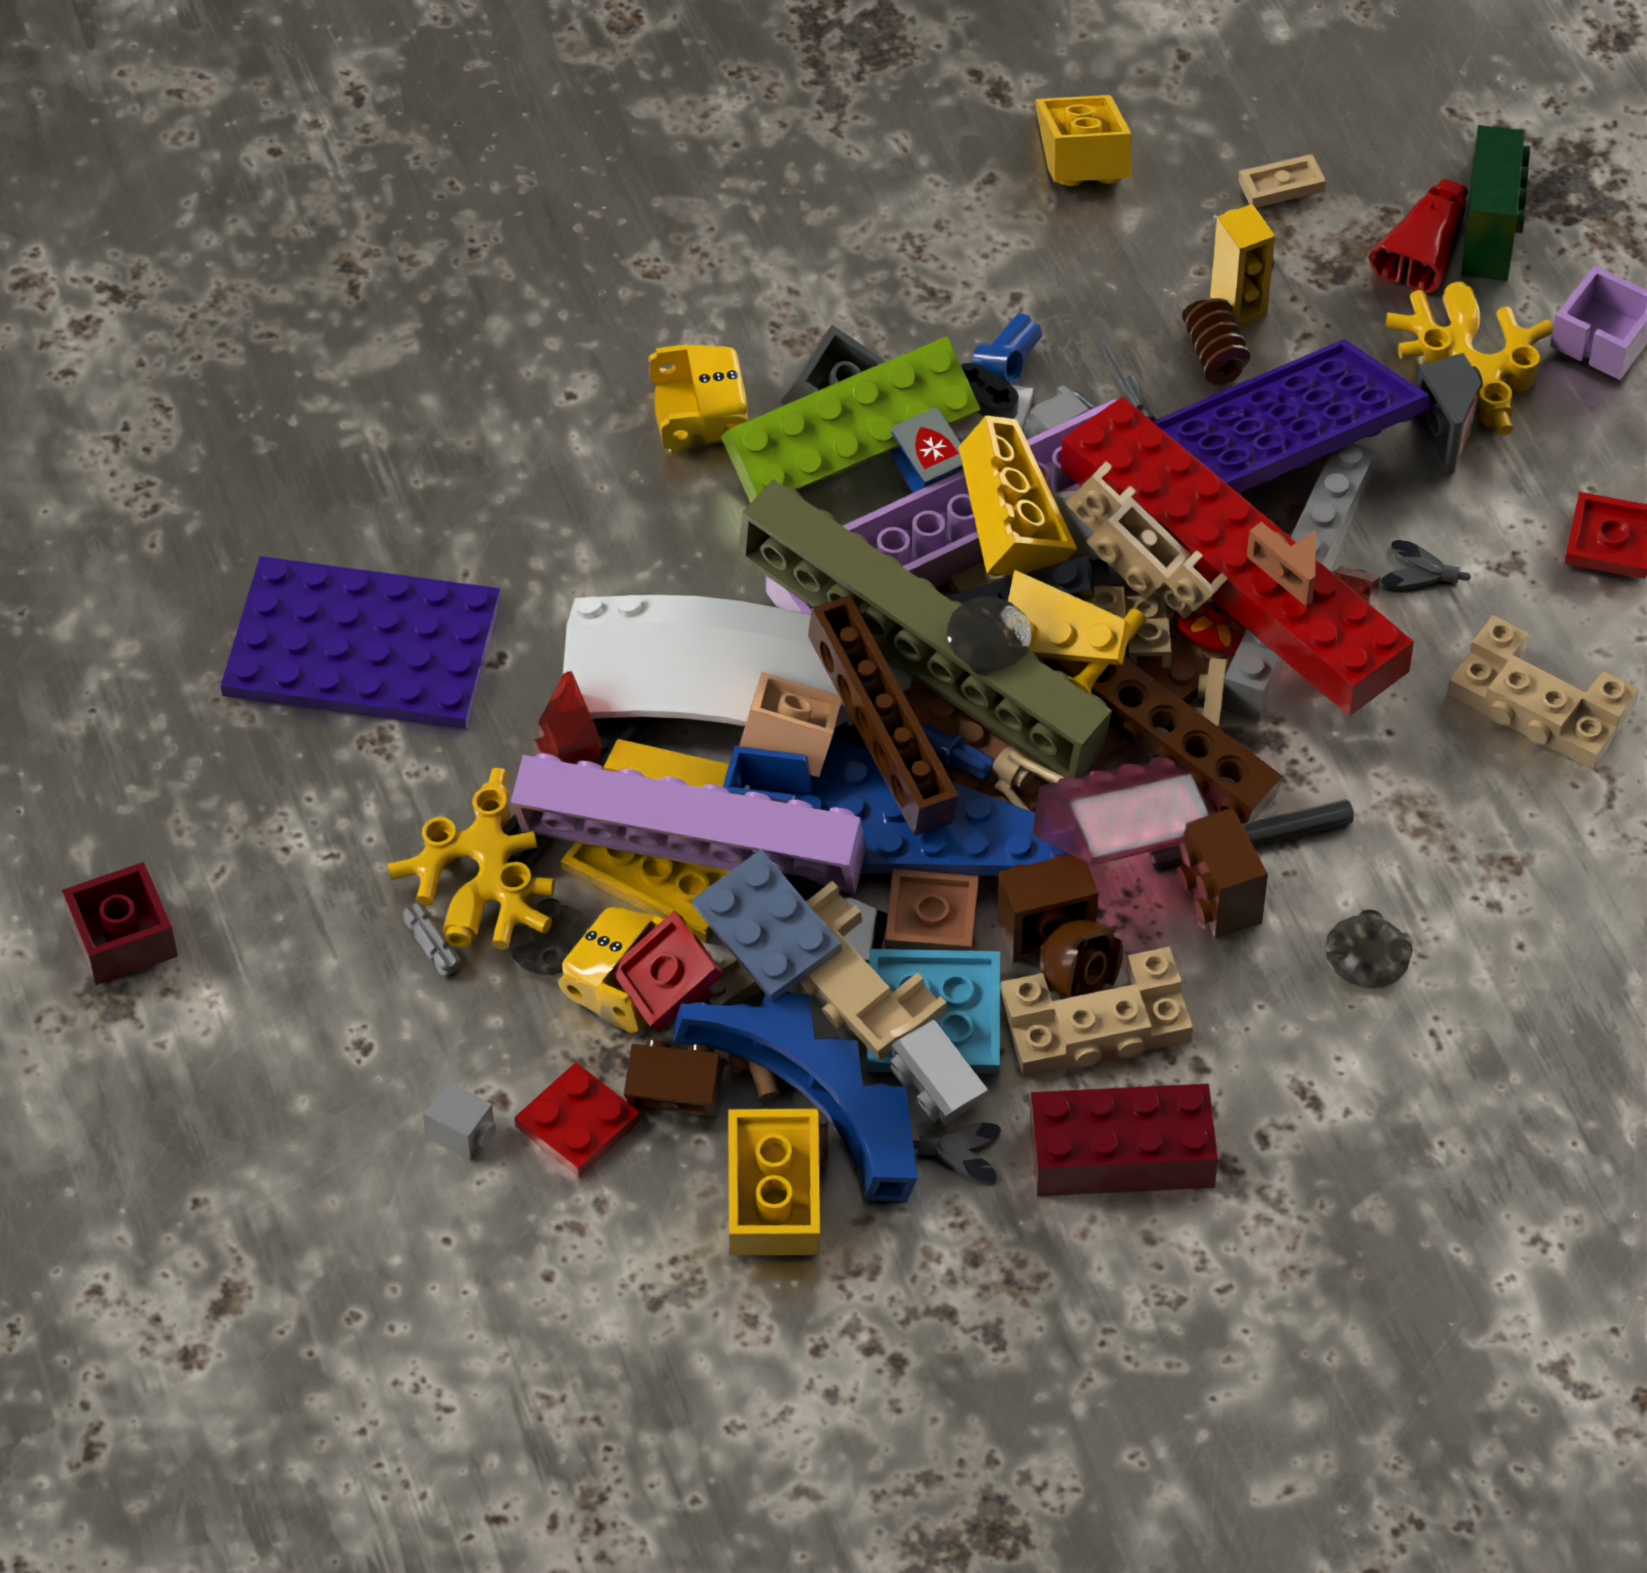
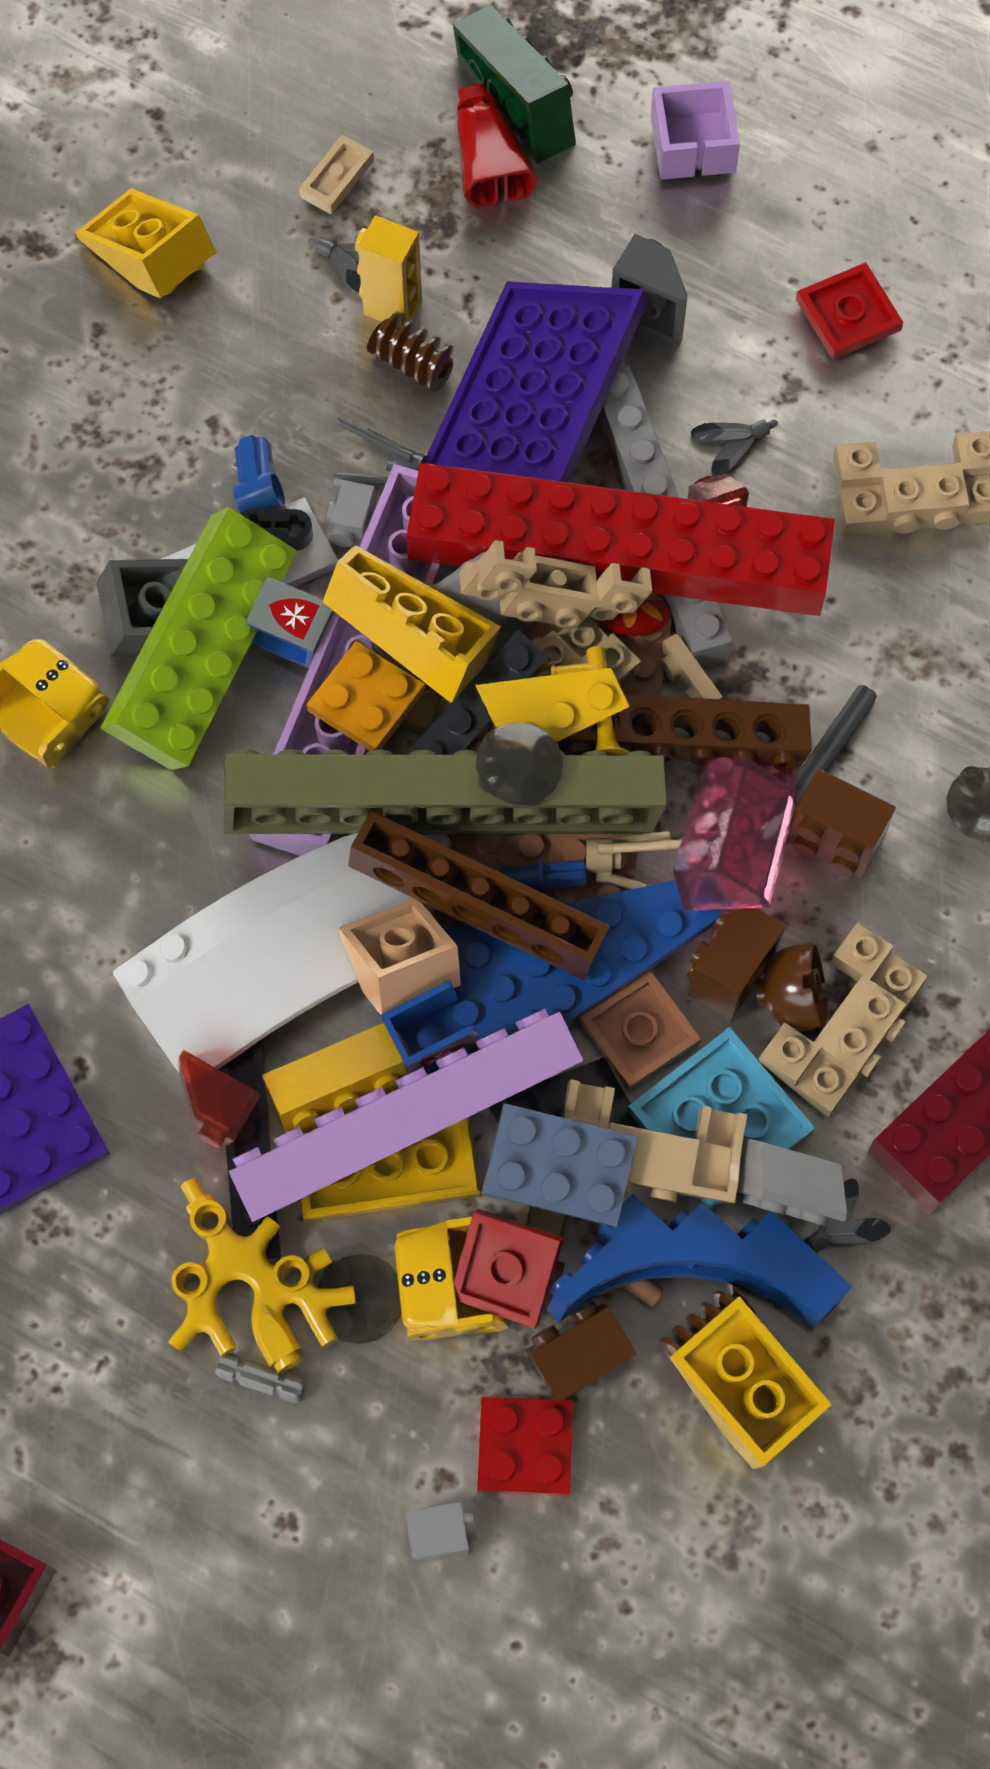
camera: 40 degrees left, 15 degrees up
(934, 537) = (365, 697): none -> light orange plate
(1288, 565) = (704, 526): nougat slope -> none
(1515, 362) = (654, 218): yellow plant -> none

